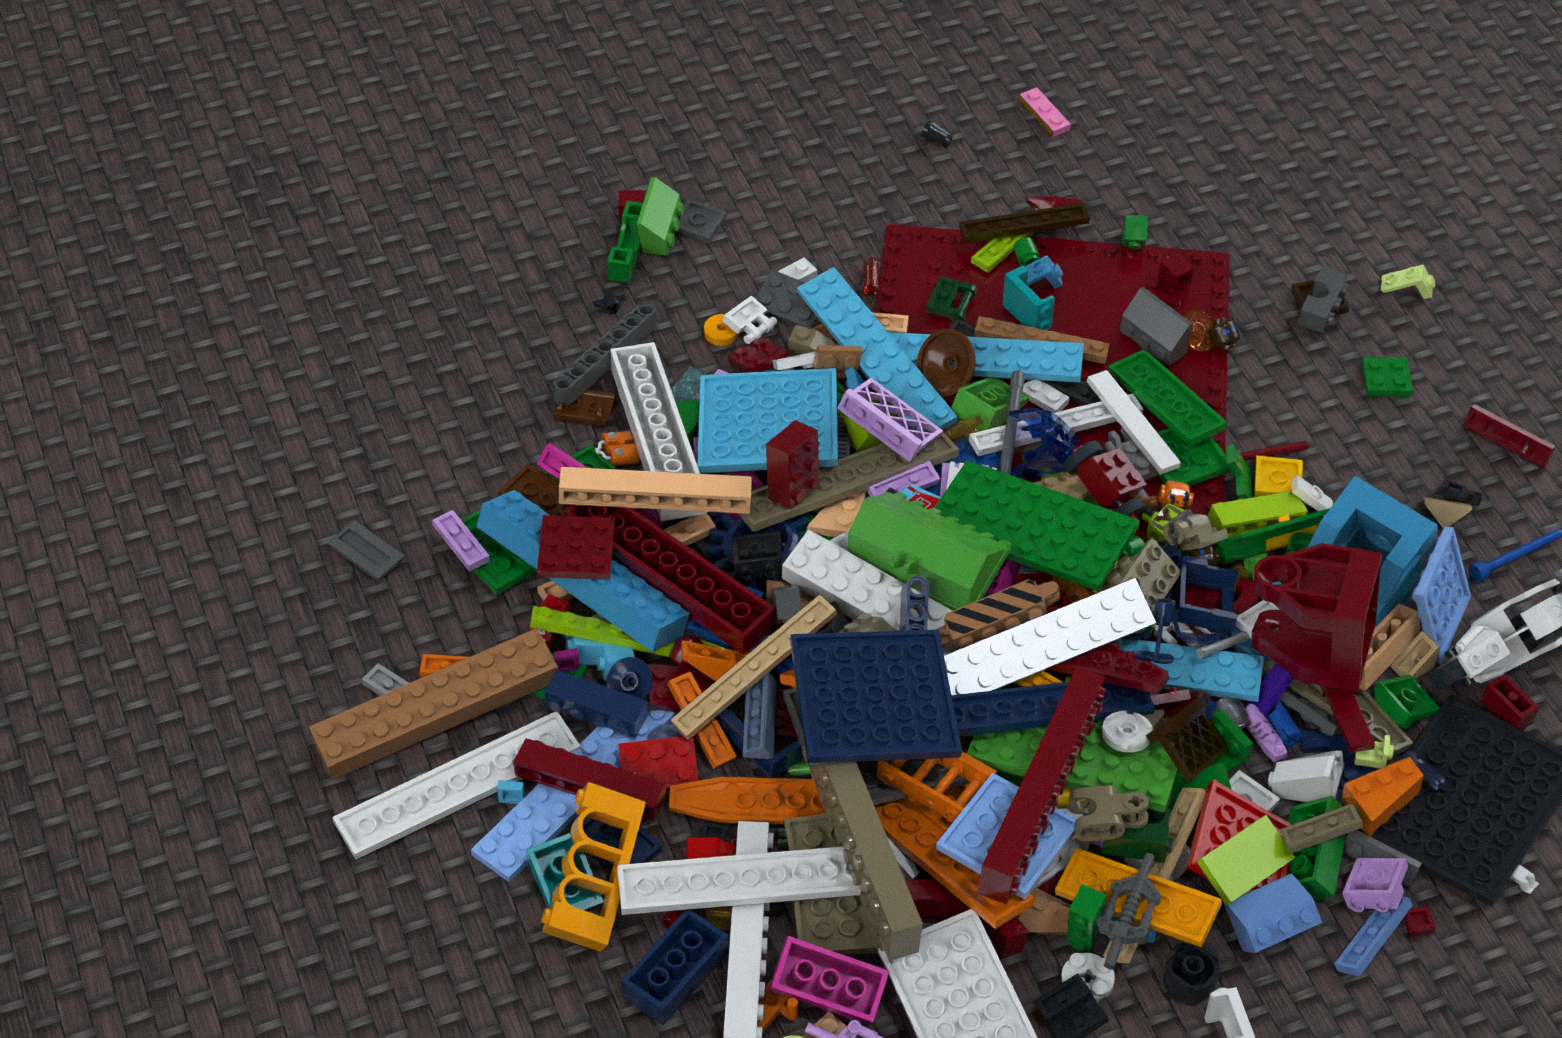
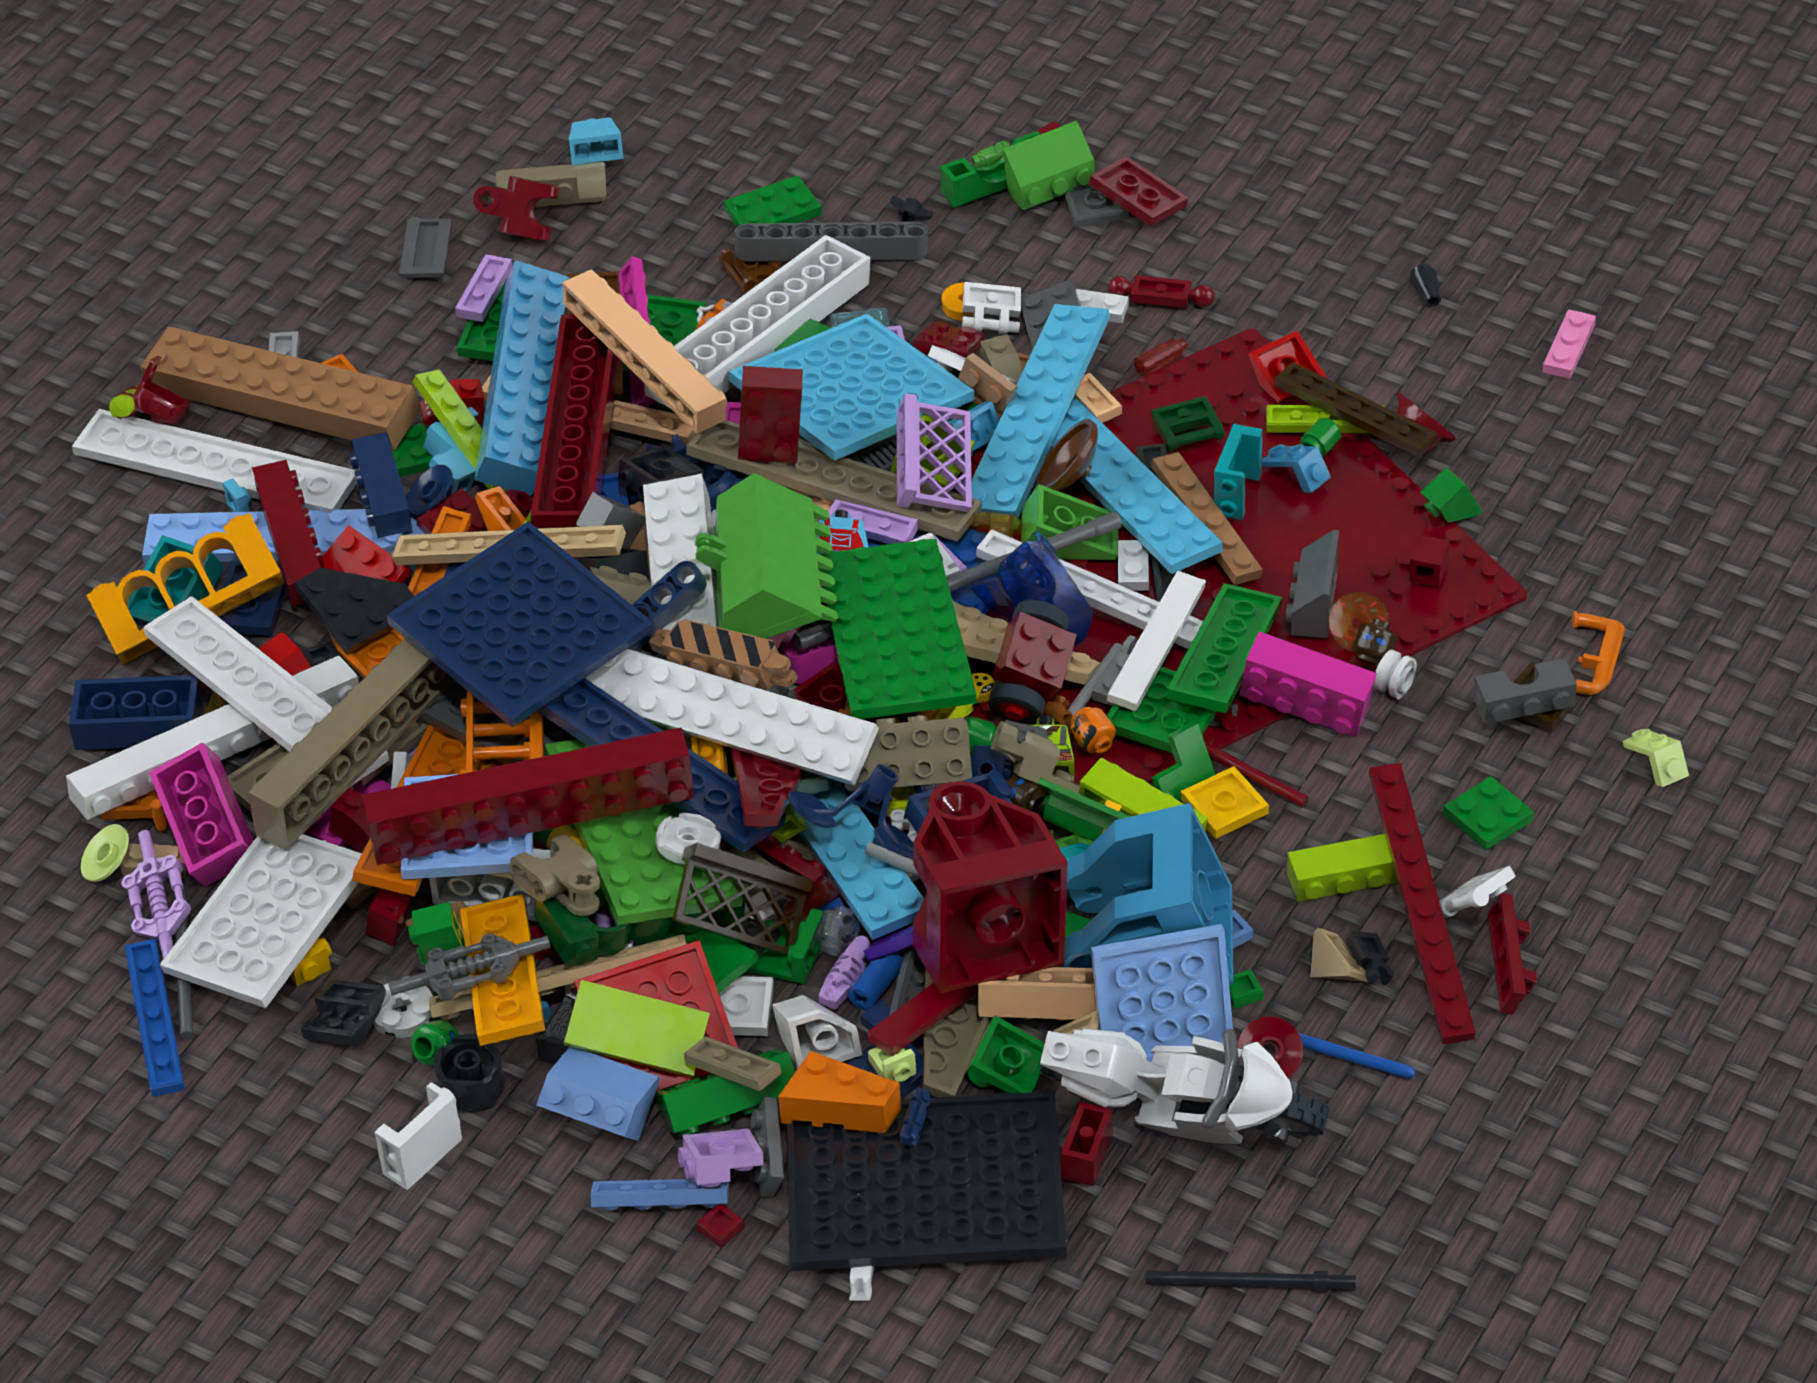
camera: 55 degrees right, 5 degrees down
(363, 781) = (151, 399): none -> dark red piece
(370, 404) = (595, 141): none -> medium azure torso
(379, 453) = (576, 182): none -> dark tan bracket
(394, 477) = (517, 206): none -> dark red piece
(530, 362) = (777, 203): none -> green plate
(567, 660) = (413, 436): magenta tile -> none
(576, 547) = (520, 344): dark red plate -> none
(606, 239) = (989, 155): none -> bright green arm
(704, 784) = (352, 604): none -> black plate
(719, 195) = (1138, 191): none -> dark red plate
(816, 241) = (1162, 291): none -> dark red plate
(946, 230) = (1276, 356): none -> red slope
(1147, 975) = (430, 1038): none -> green head
(1238, 379) = (1307, 684): none -> dark pink brick
(1250, 343) = (1395, 674): none -> white wheel
(1310, 494) = (1220, 833): white plate -> none
(1311, 256) = (1605, 662): none -> orange piece
(1385, 450) = (1340, 867): none -> lime brick
(1446, 443) = (1422, 904): none -> dark red plate
(1454, 412) = (1476, 891): none -> white plate
(1498, 579) = (1279, 1035): none -> dark red dish

